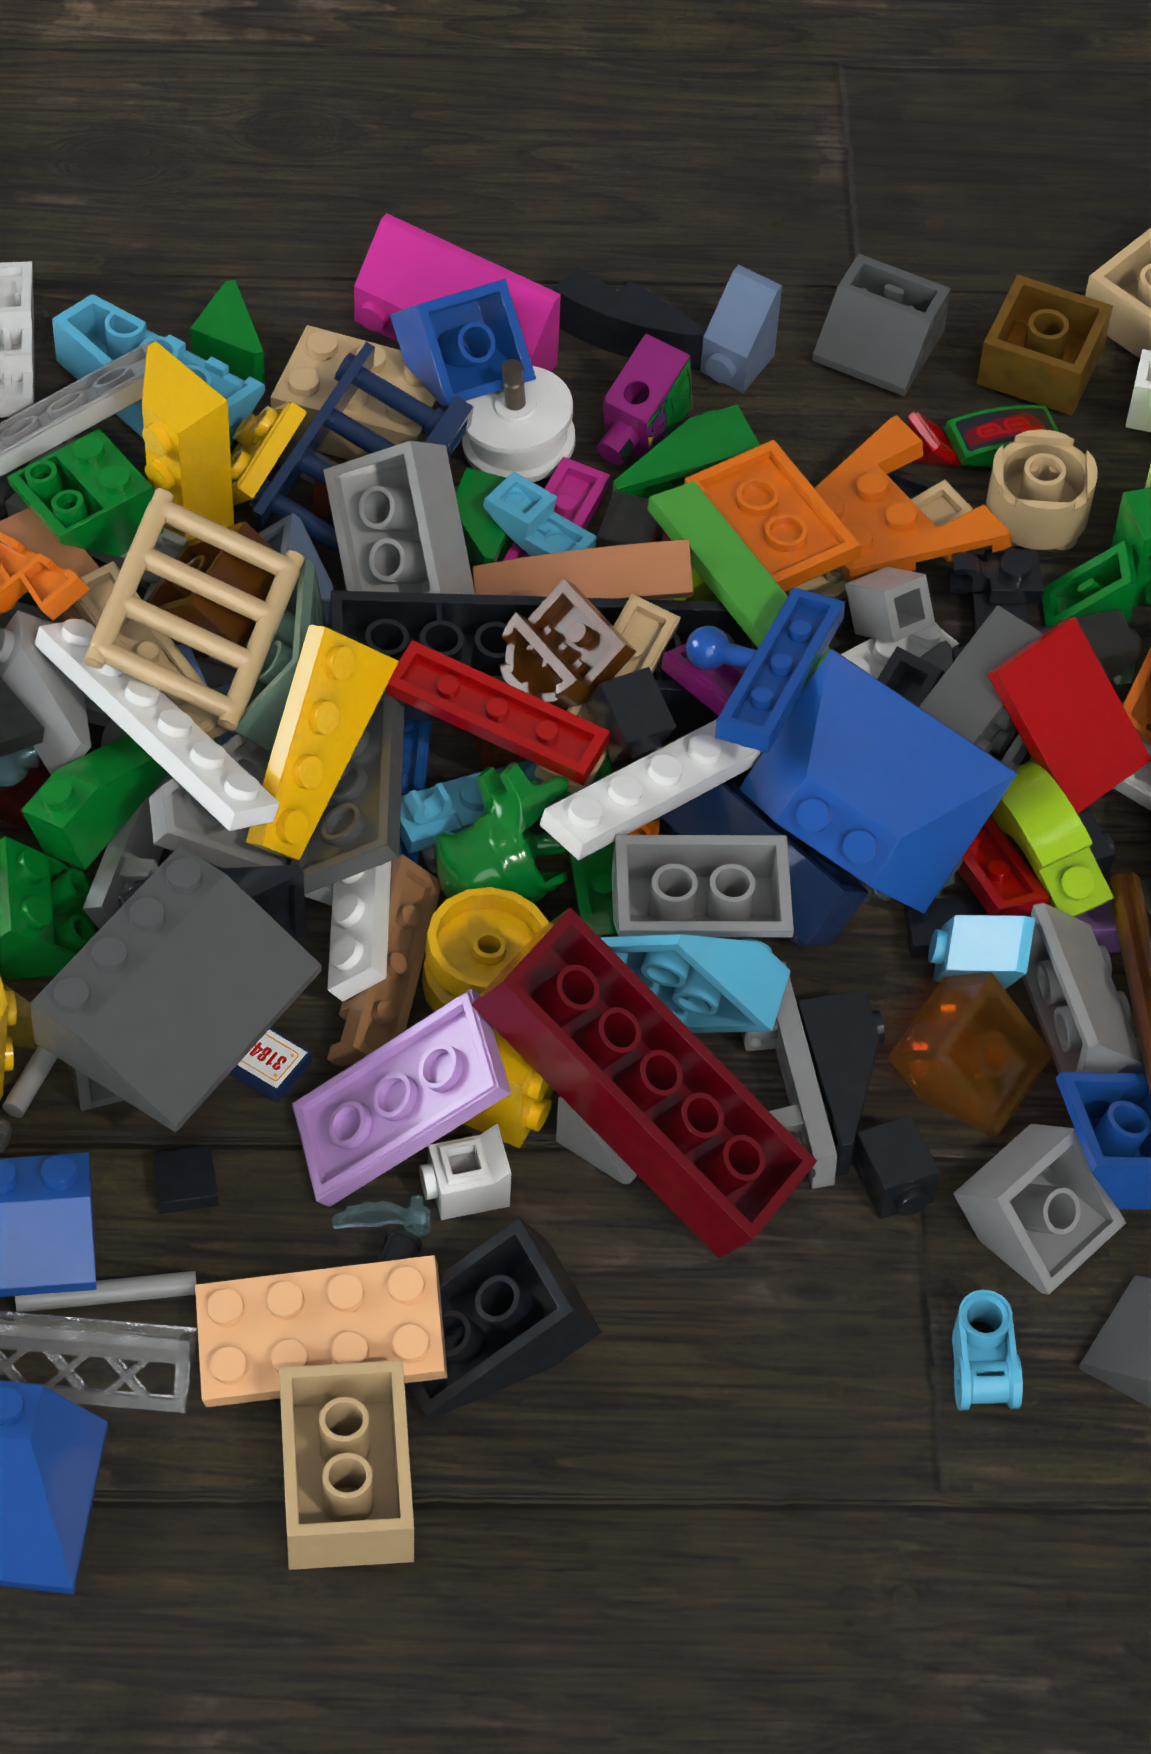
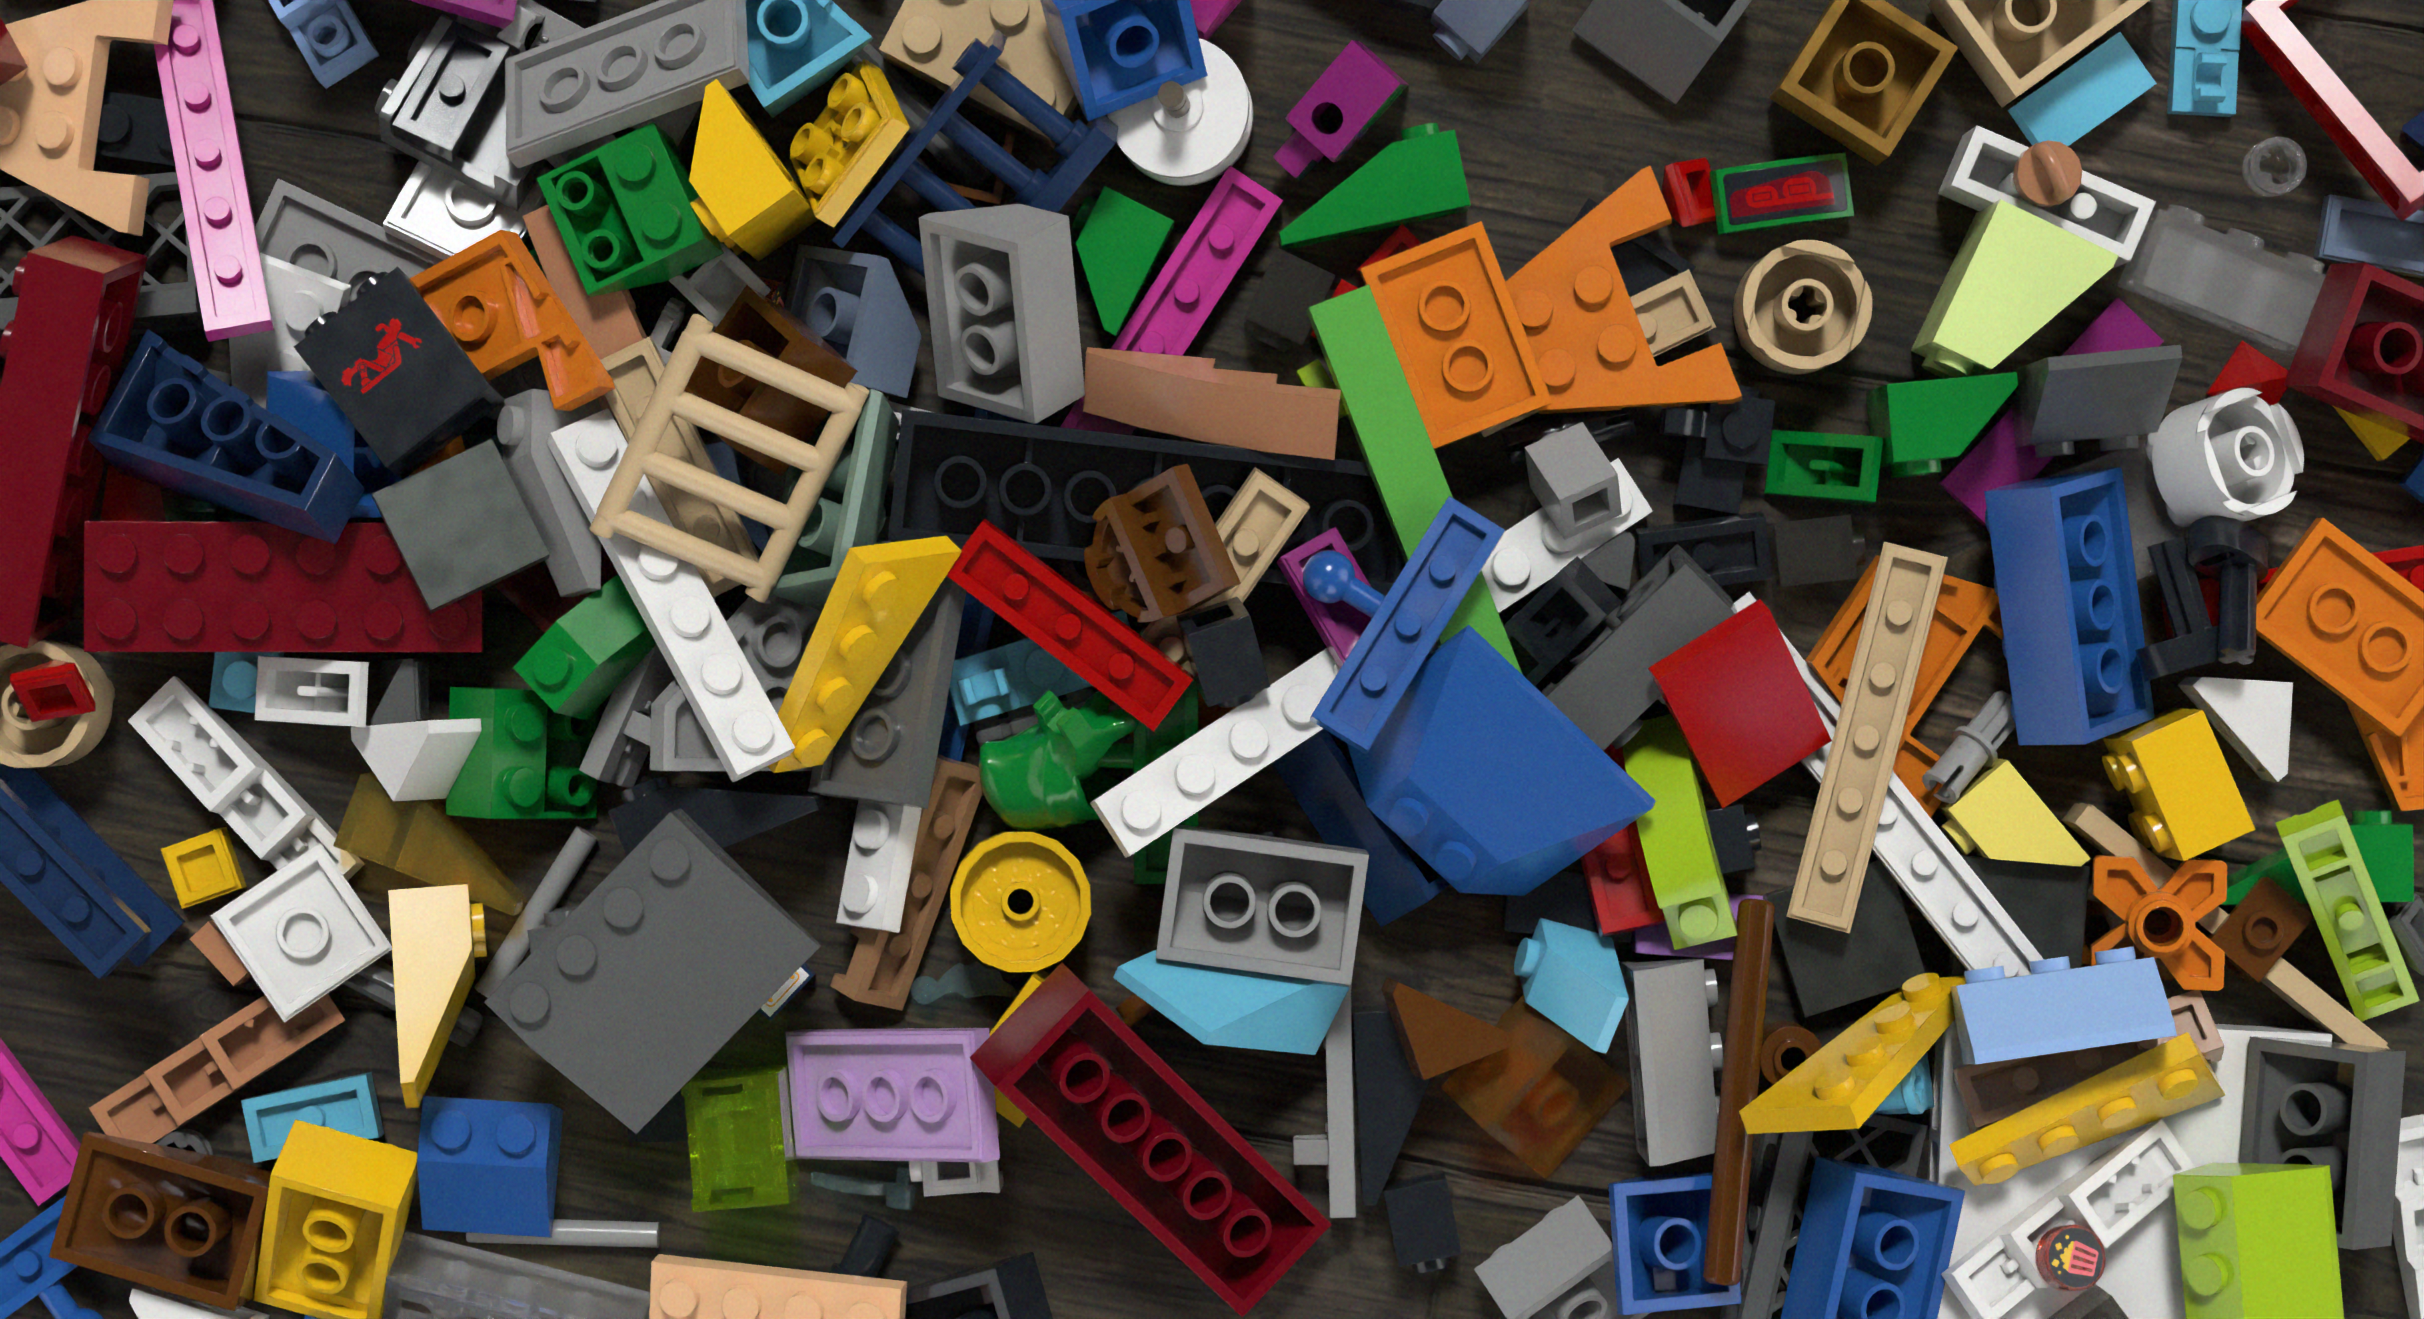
camera: 10 degrees right, 35 degrees up
(266, 1165) = (741, 1139): none -> clear neon green piece
(529, 518) = (1177, 290): medium azure slope -> none
(876, 985) = (1437, 1034): none -> reddish brown slope

